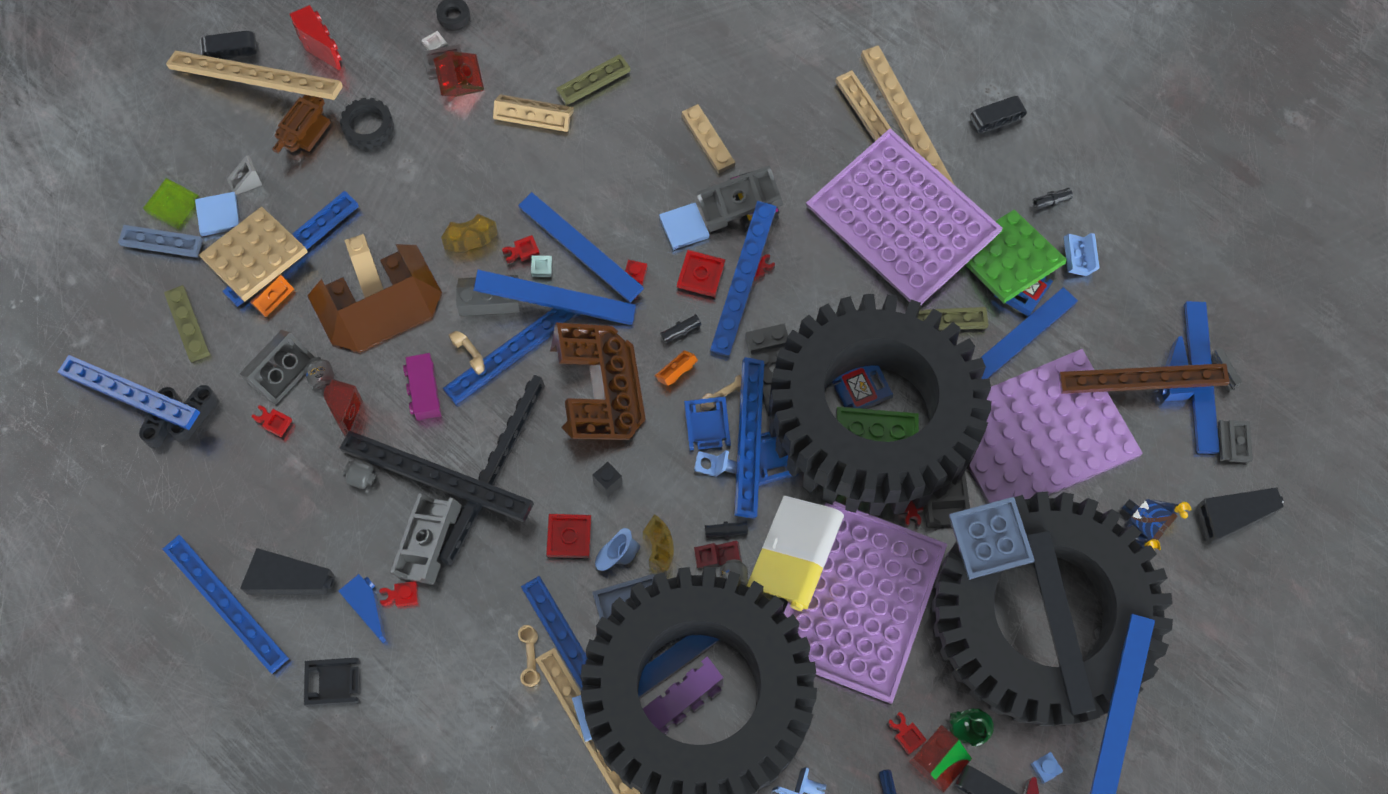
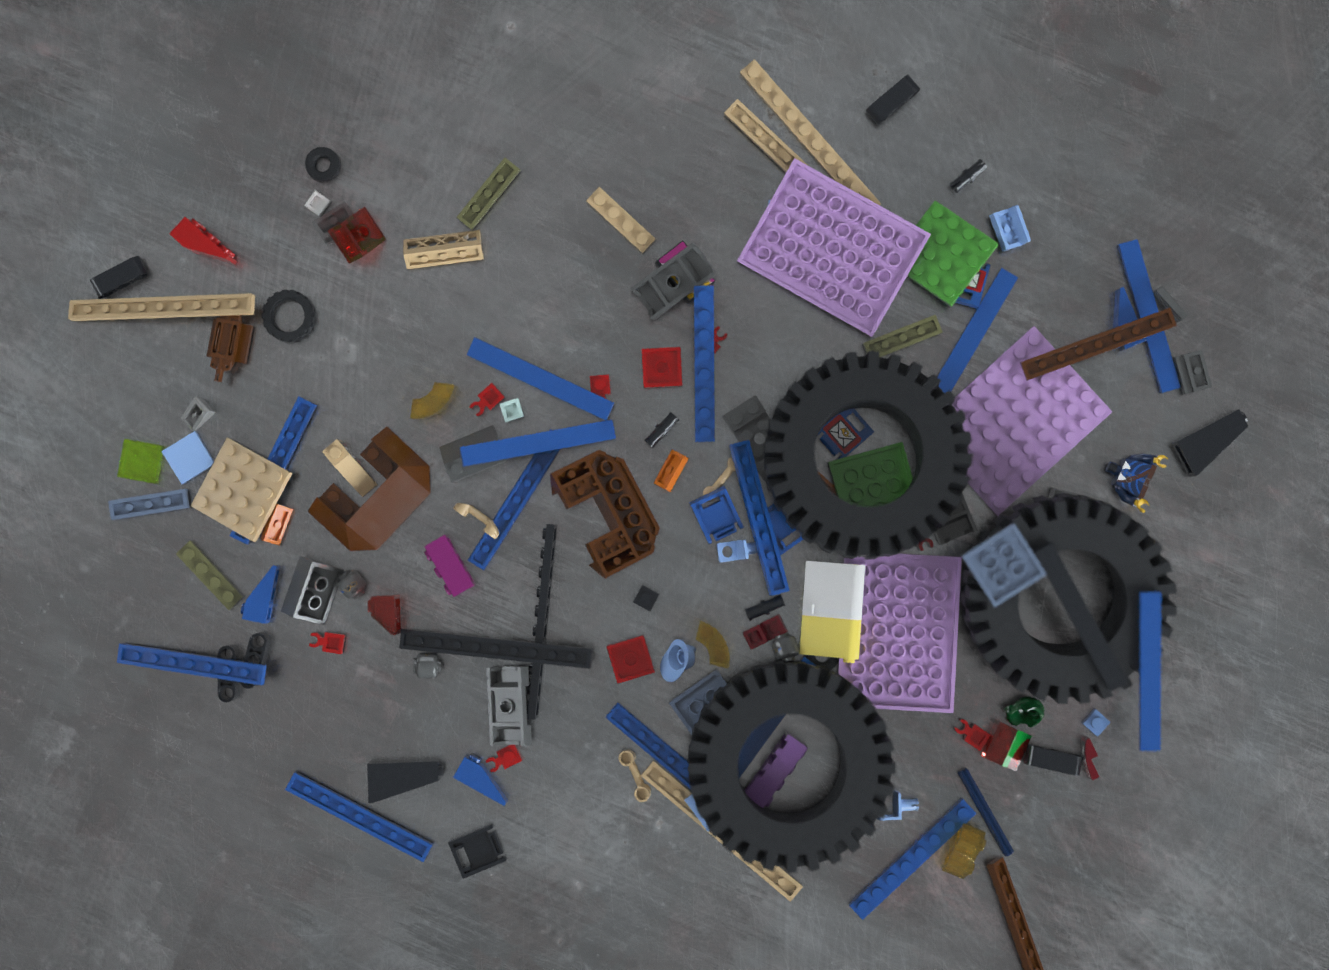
camera: 15 degrees left, 20 degrees up
(224, 359) = (260, 601): none -> blue slope
(684, 226) = (629, 322): light blue tile -> none

